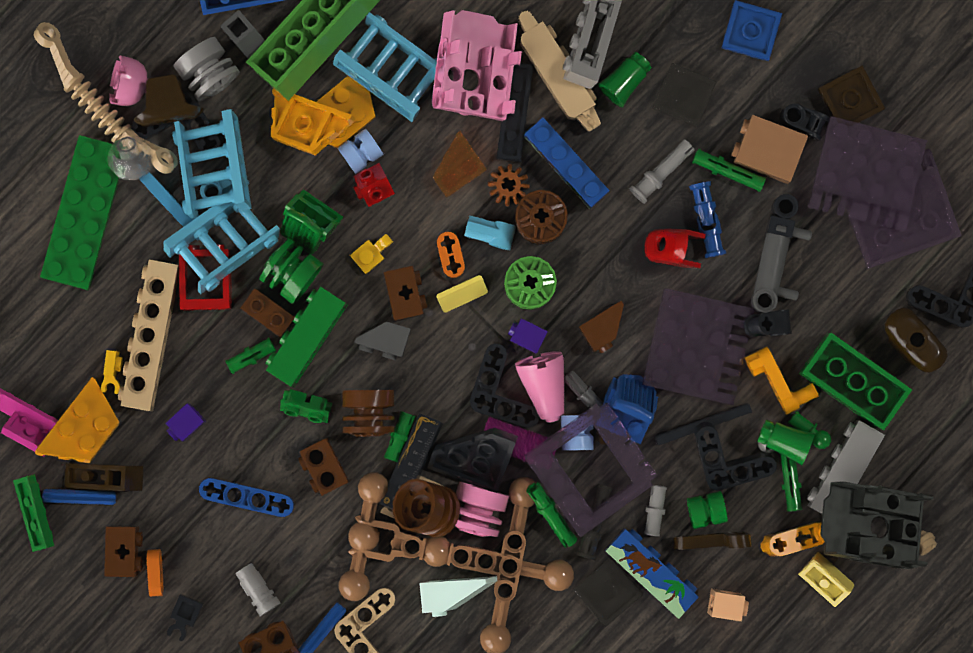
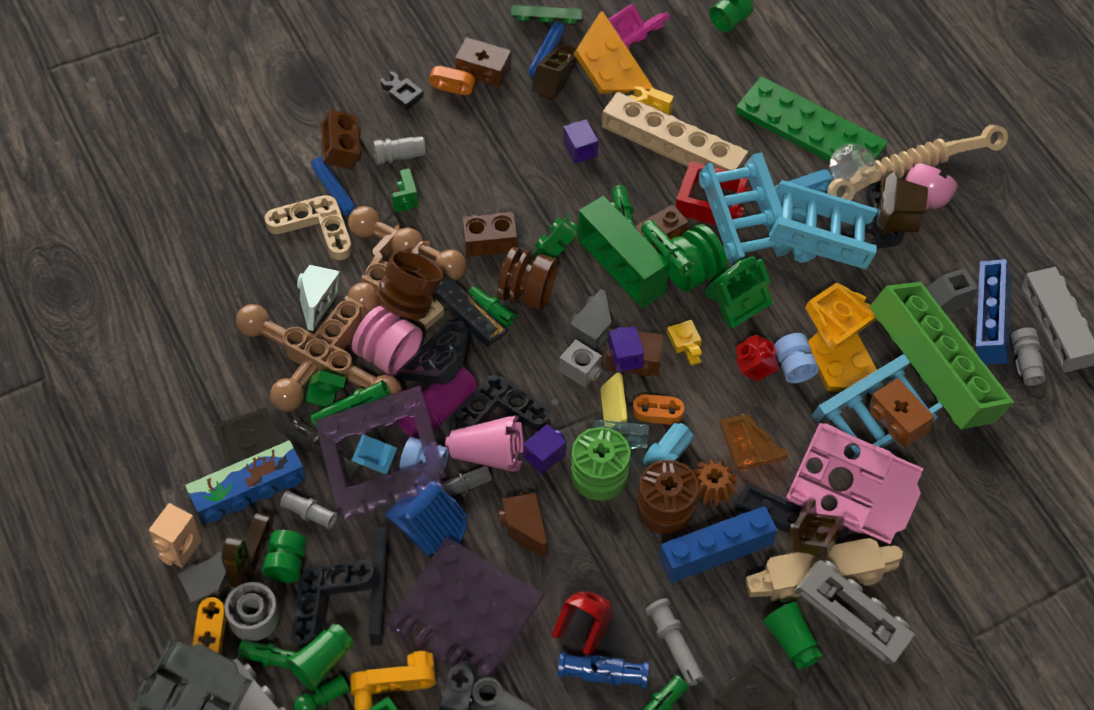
camera: 110 degrees right, 30 degrees down
(209, 73) = (923, 249): light grey wheel -> none
(246, 499) = (486, 168): blue beam -> none
(300, 563) = (407, 195): none -> green bracket
(313, 284) = (682, 262): none -> green pin
(398, 30) = (901, 413): none -> dark orange brick
(416, 297) = (625, 349): none -> dark purple brick
(433, 346) = (580, 354): none -> light grey brick
(494, 287) = (634, 433): none -> clear light blue plate
(534, 84) = (815, 532): none -> dark brown bracket
(540, 545) = (323, 388): none -> green bracket
(602, 469) = (374, 454): none -> dark azure panel
(751, 562) = (205, 581): none -> dark grey slope
(776, 522) = (247, 598): none -> light grey piece
(826, 579) = (143, 659): light yellow slope -> none

